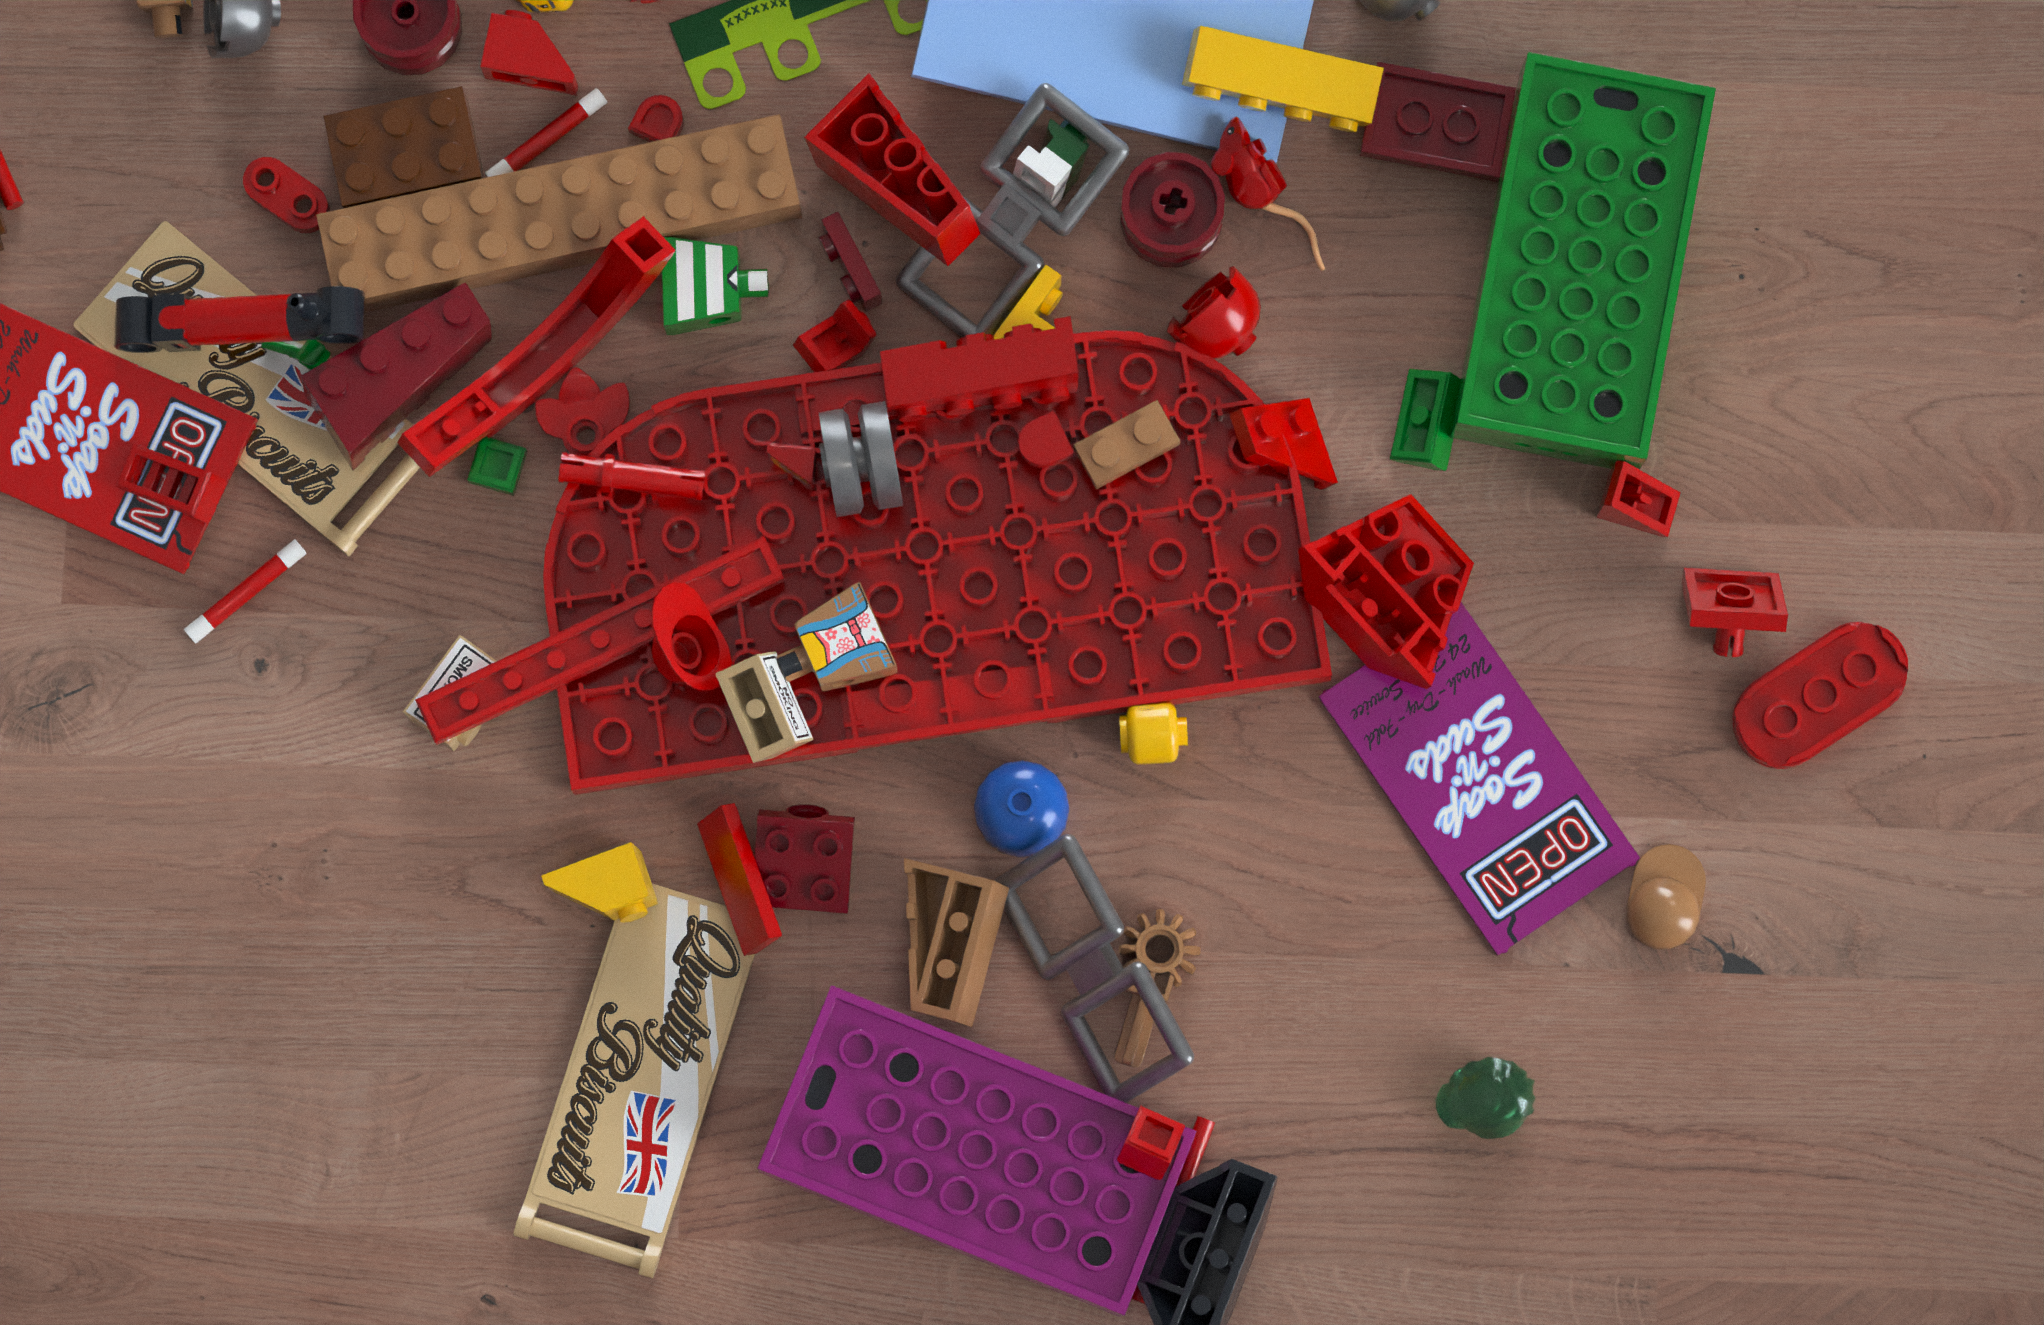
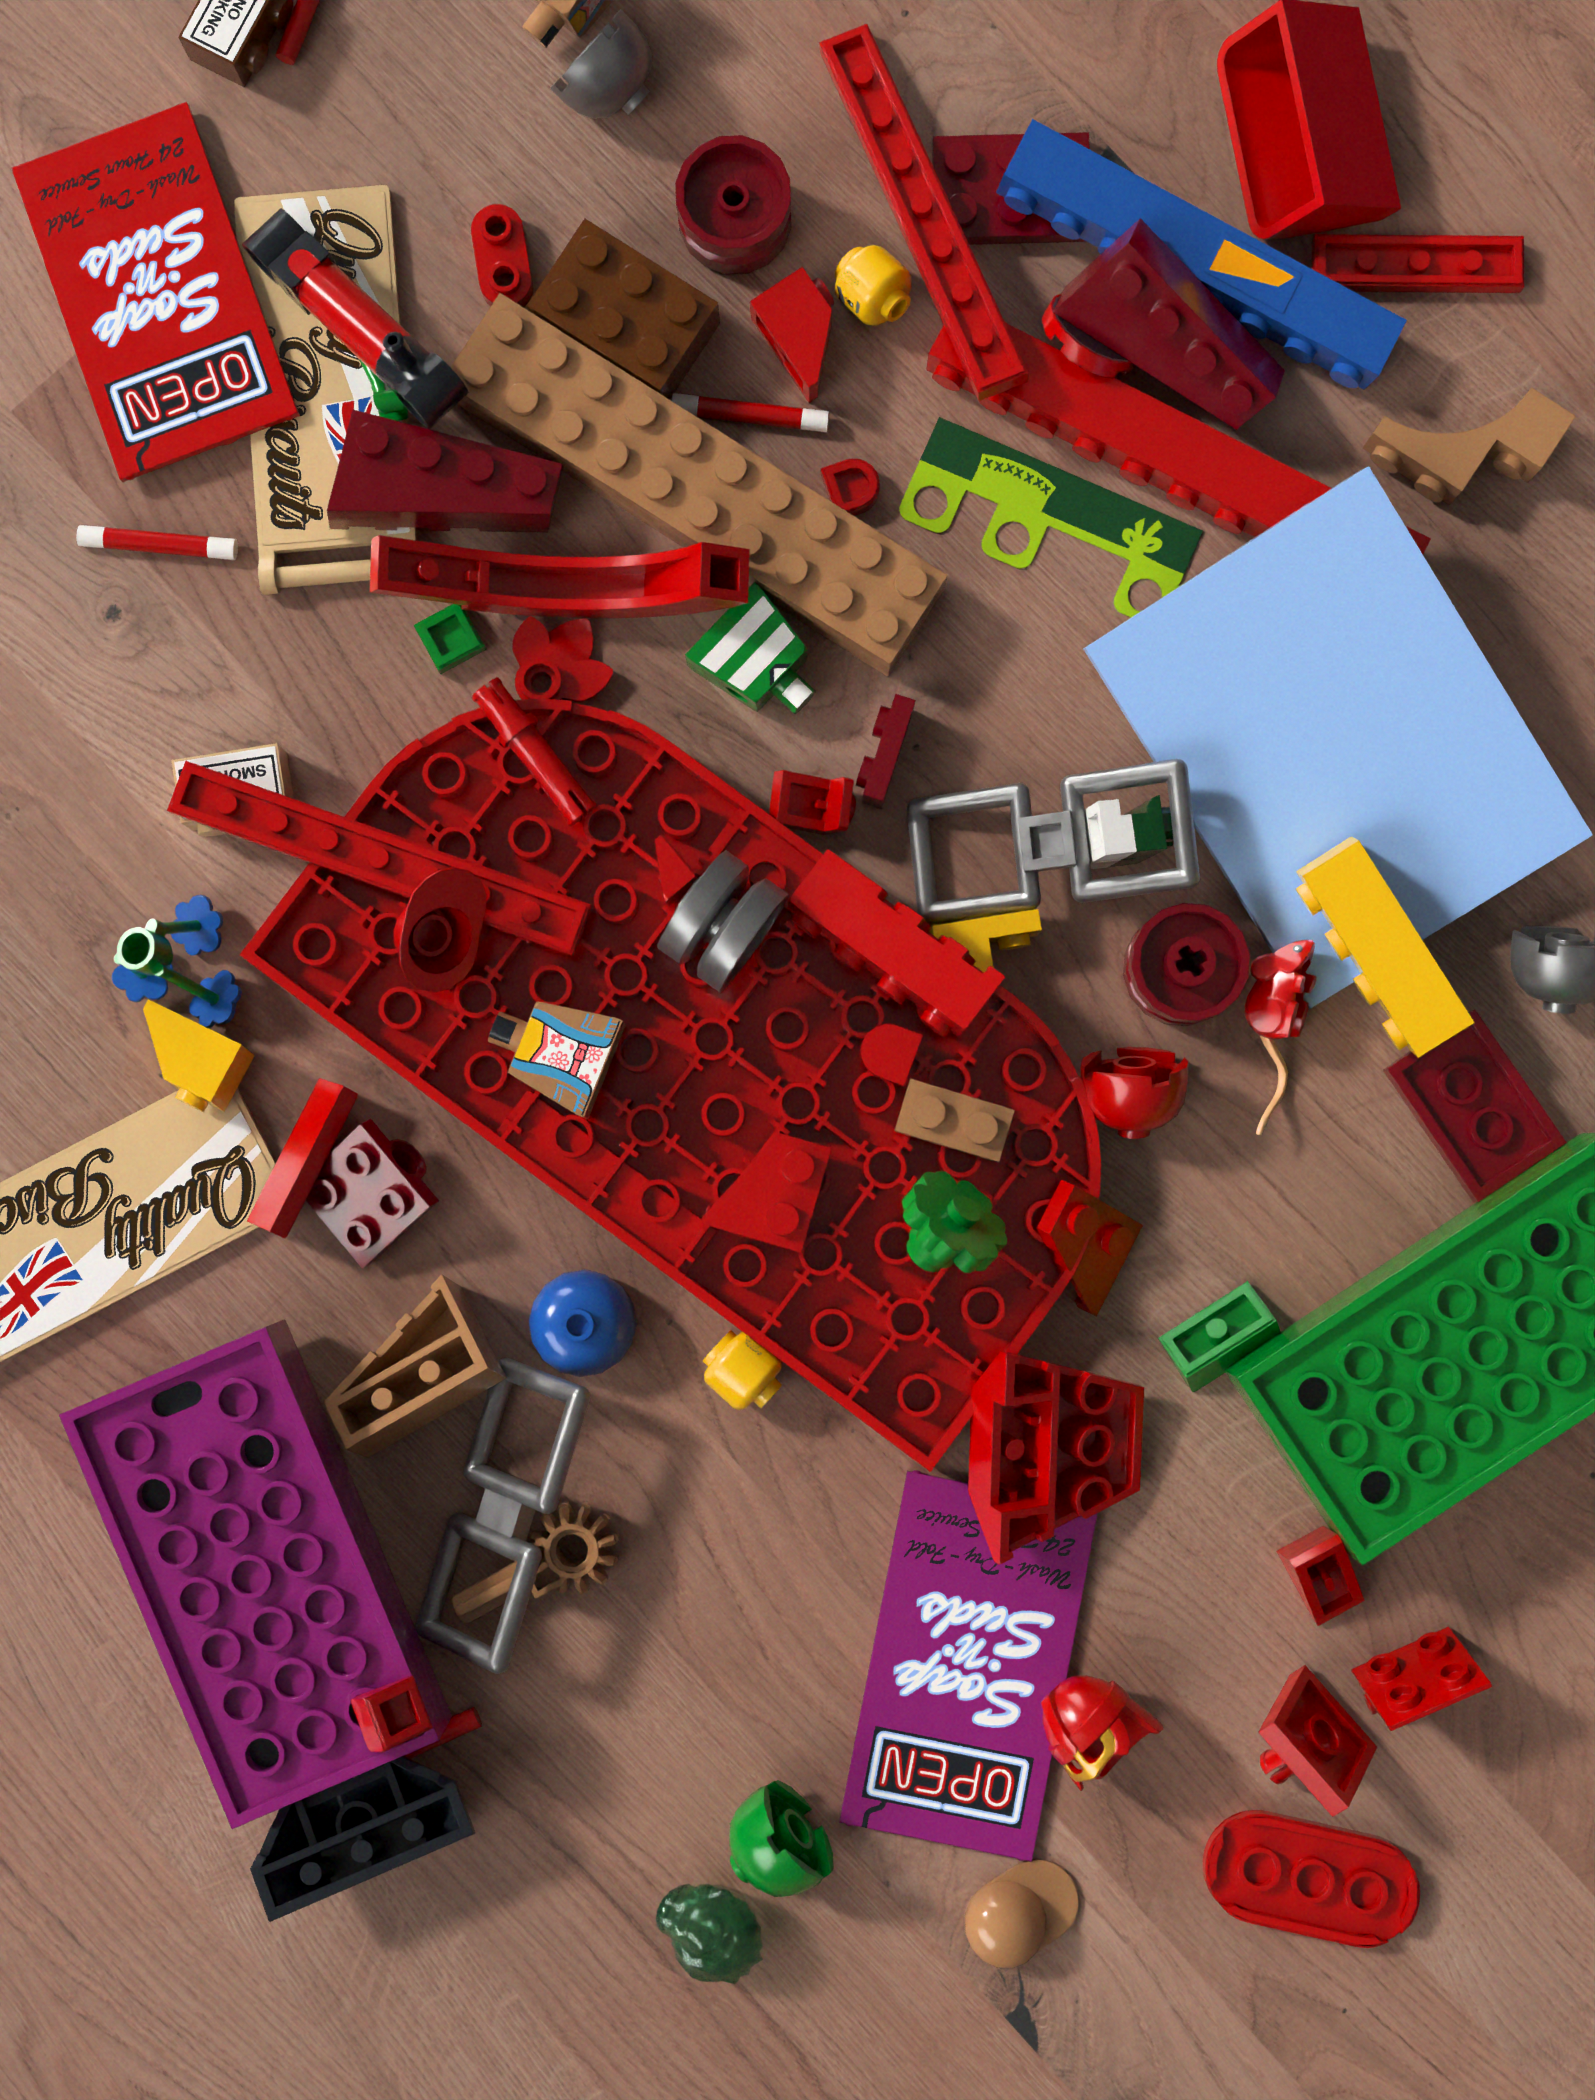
camera: 50 degrees right, 5 degrees up
(198, 495) = (192, 428): red slope -> none
(515, 840) = (147, 959): none -> plant
(764, 707) = (446, 1045): tan brick -> none
(888, 168) = (990, 700): red wedge -> none
(1062, 600) = (774, 1194): none -> red wing
(1190, 507) = (951, 1225): none -> green plant
(1470, 1000) = (776, 1844): none -> green cylinder
(1591, 730) = (1093, 1725): none -> red helmet
(1756, 502) = (1419, 1678): none -> red hinge

